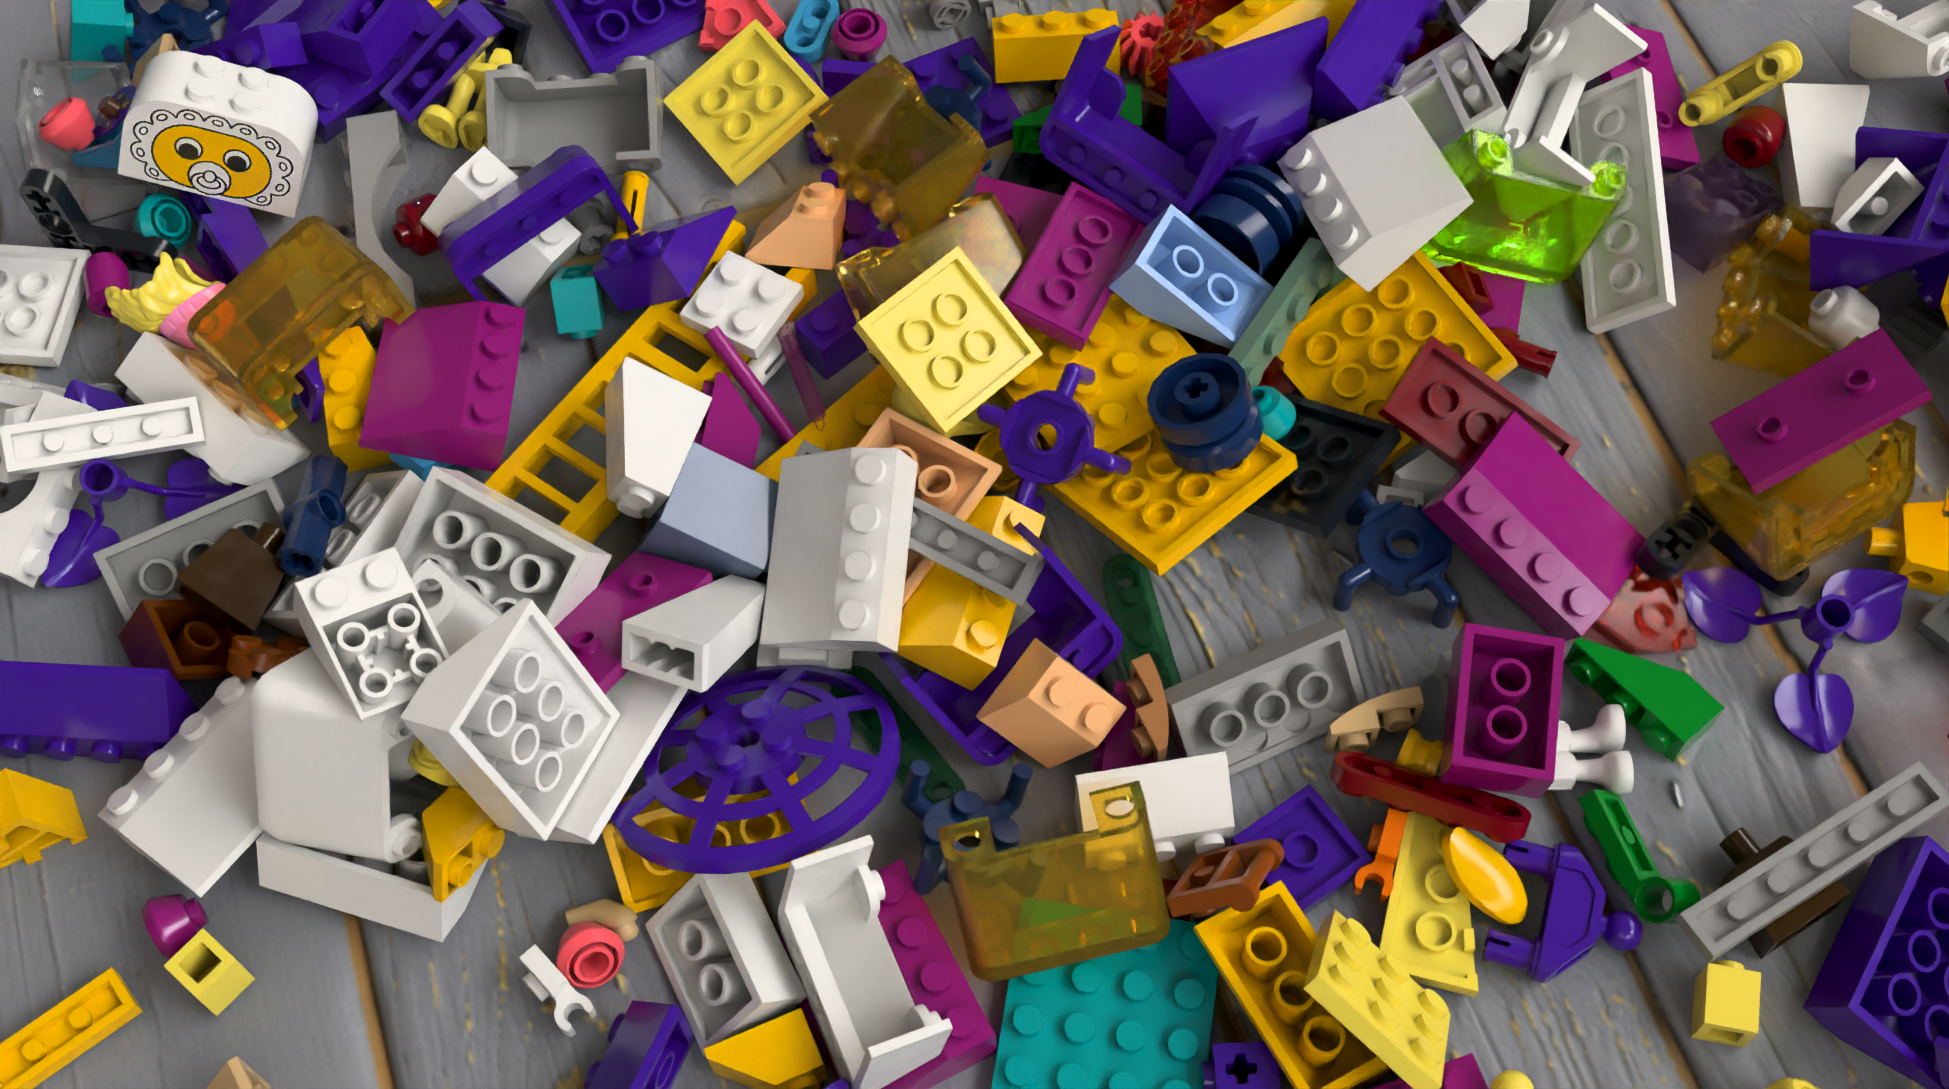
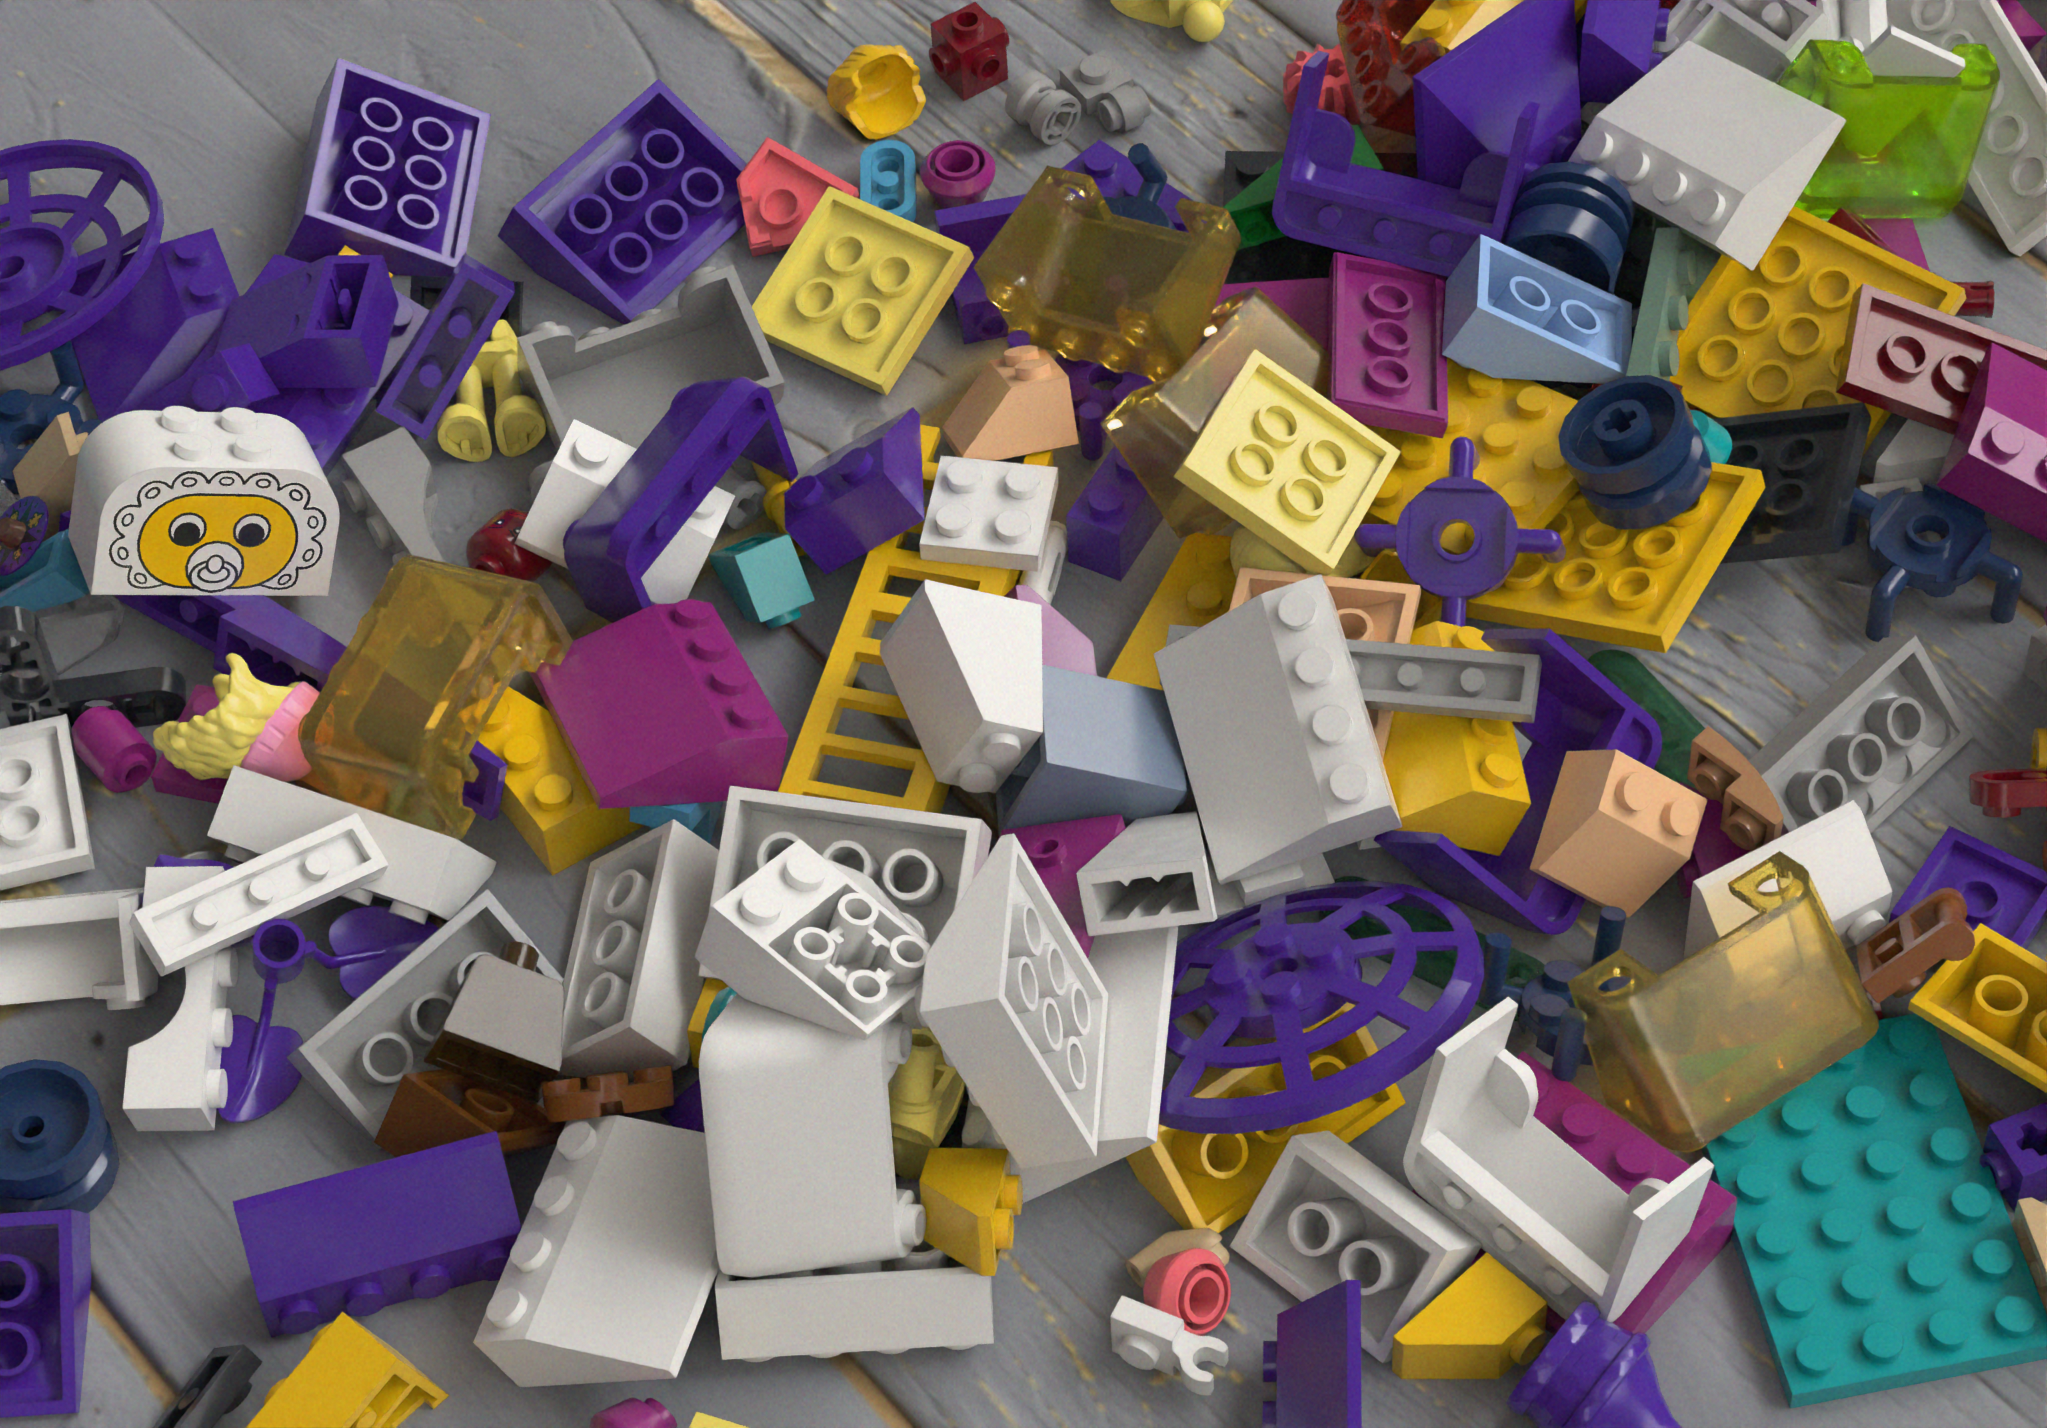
camera: 20 degrees left, 10 degrees down
(163, 217) = (148, 643): teal cone -> none
(313, 516) = (561, 921): dark blue piece -> none
(750, 384) = (1010, 575): magenta bar -> none
(787, 341) = (1104, 573): magenta piece -> none
(1045, 44) = (1215, 115): yellow slope -> none
(1360, 725) = (1977, 743): tan slope -> none

